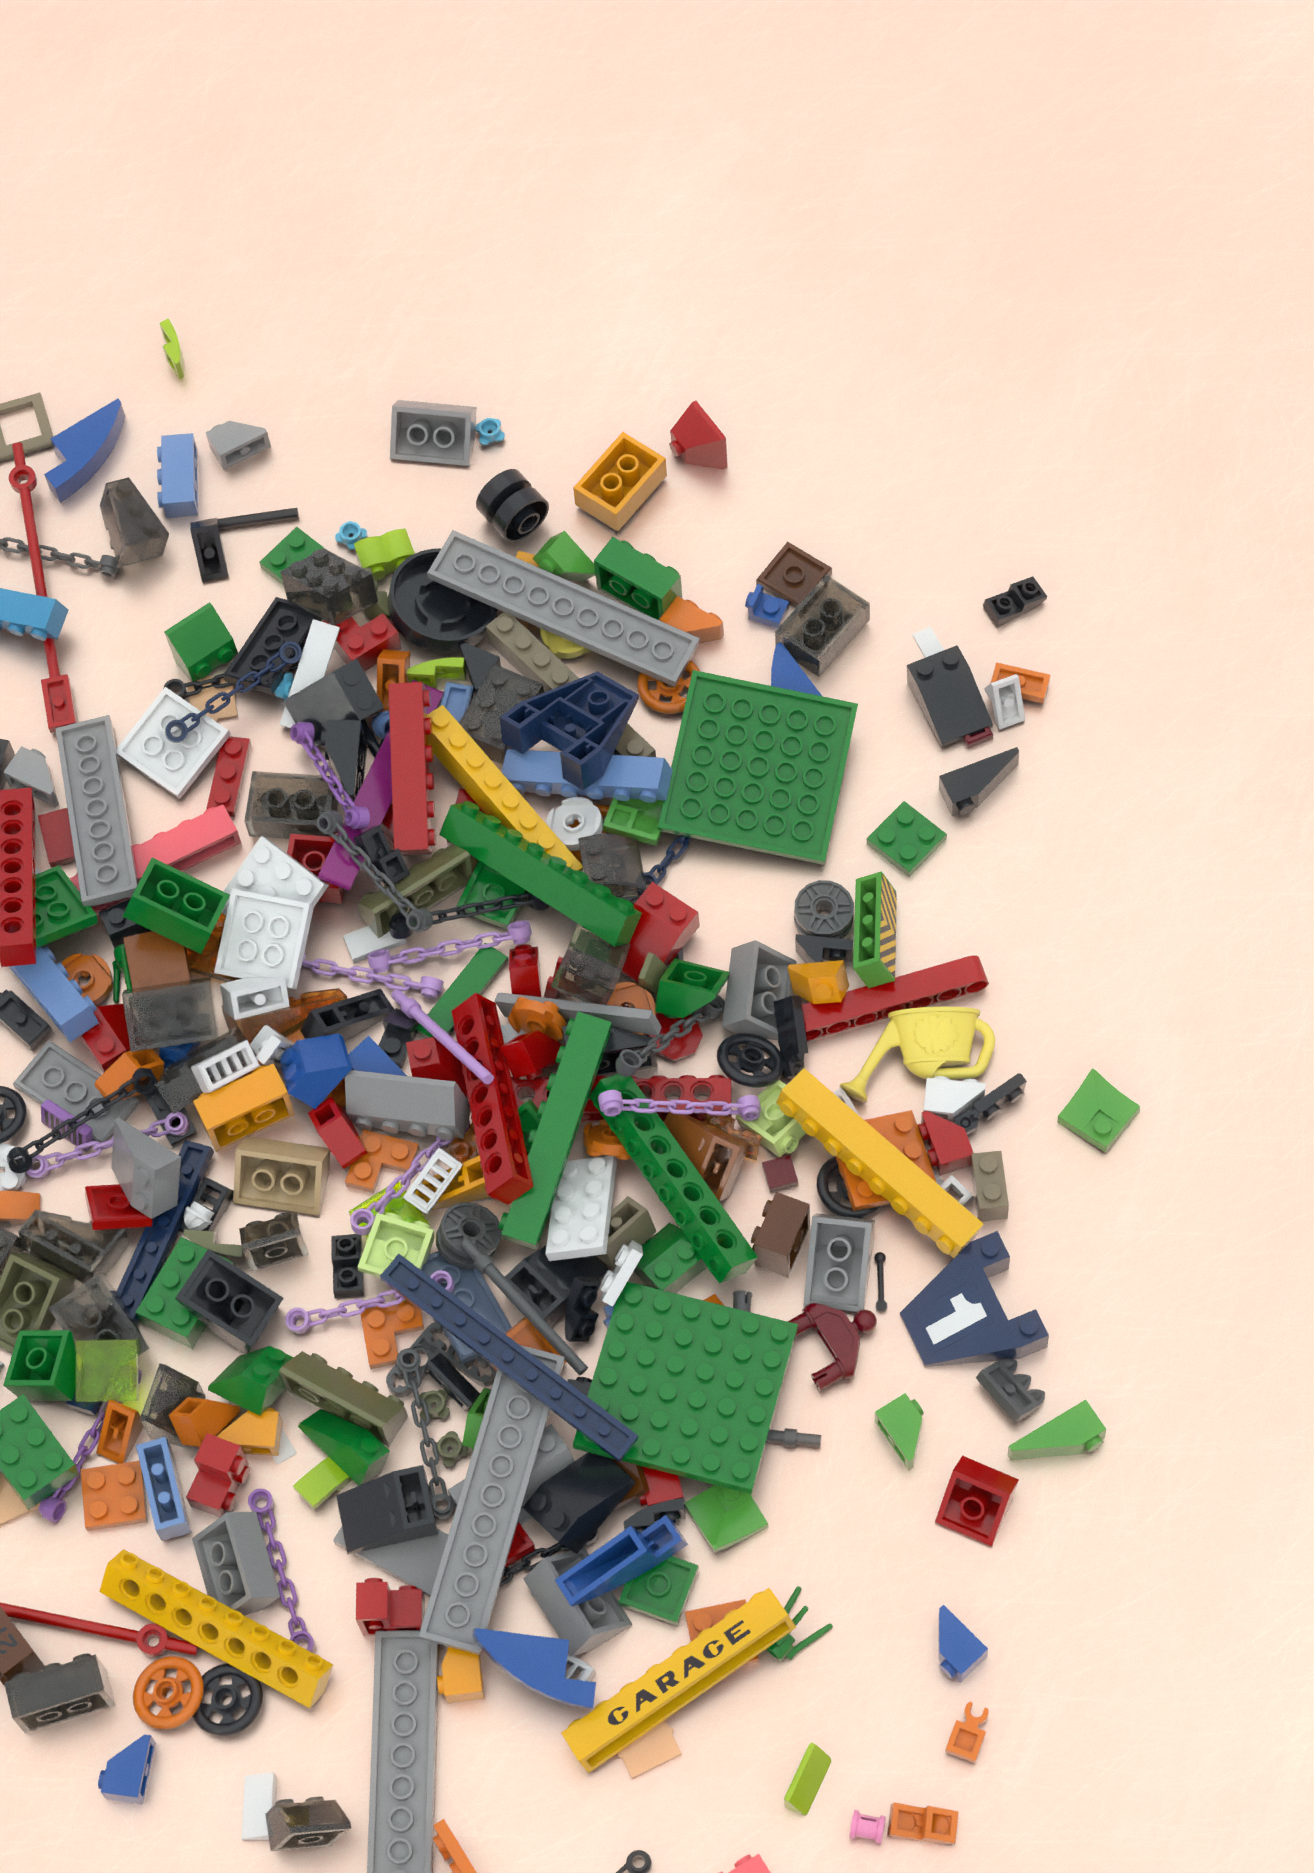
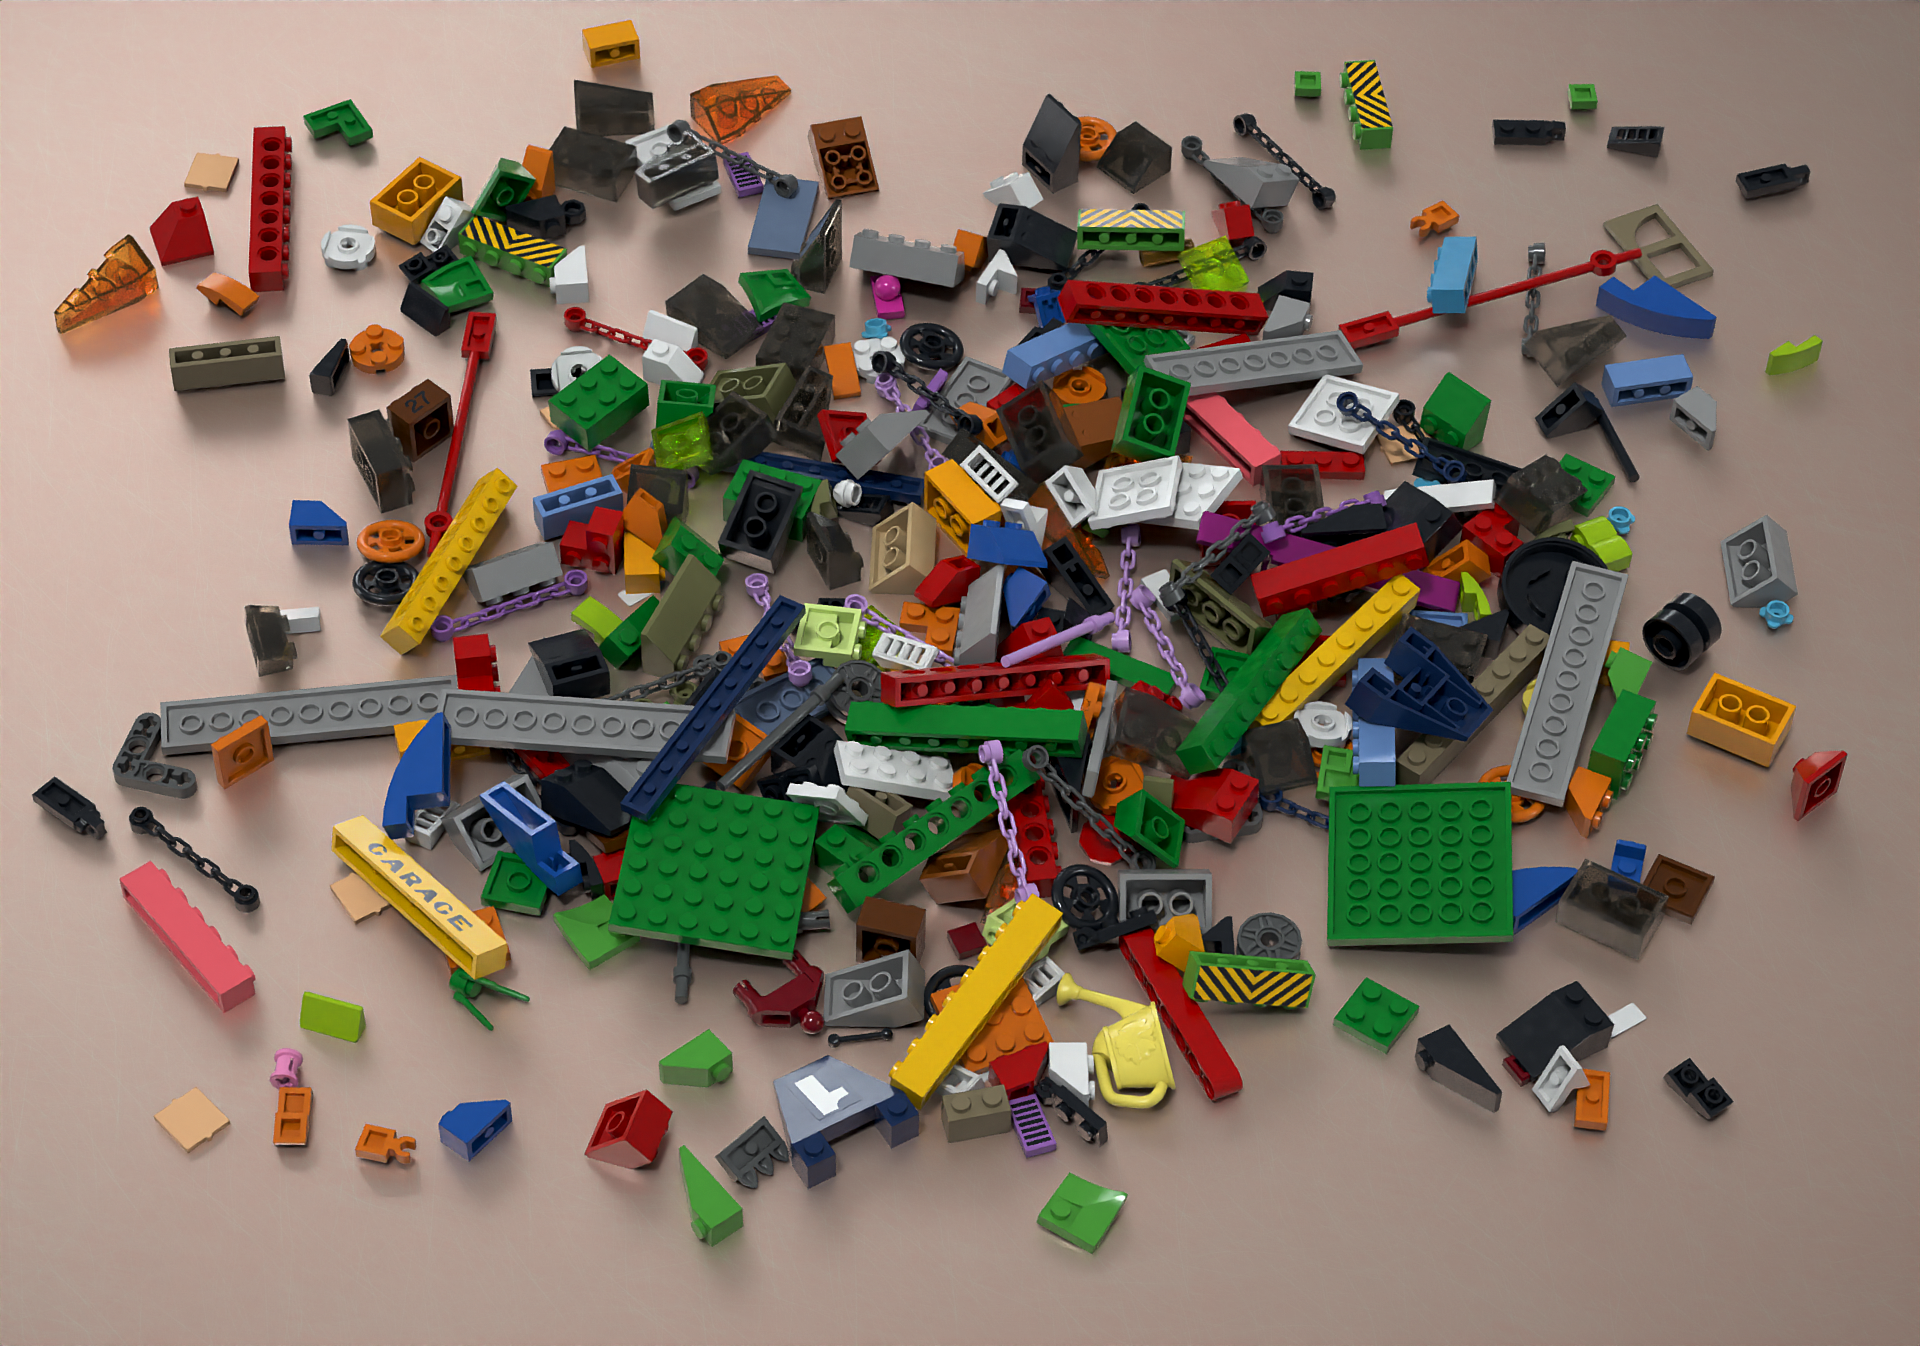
camera: 75 degrees right, 15 degrees down
(1009, 1140) = (1031, 1126): none -> medium lavender tile

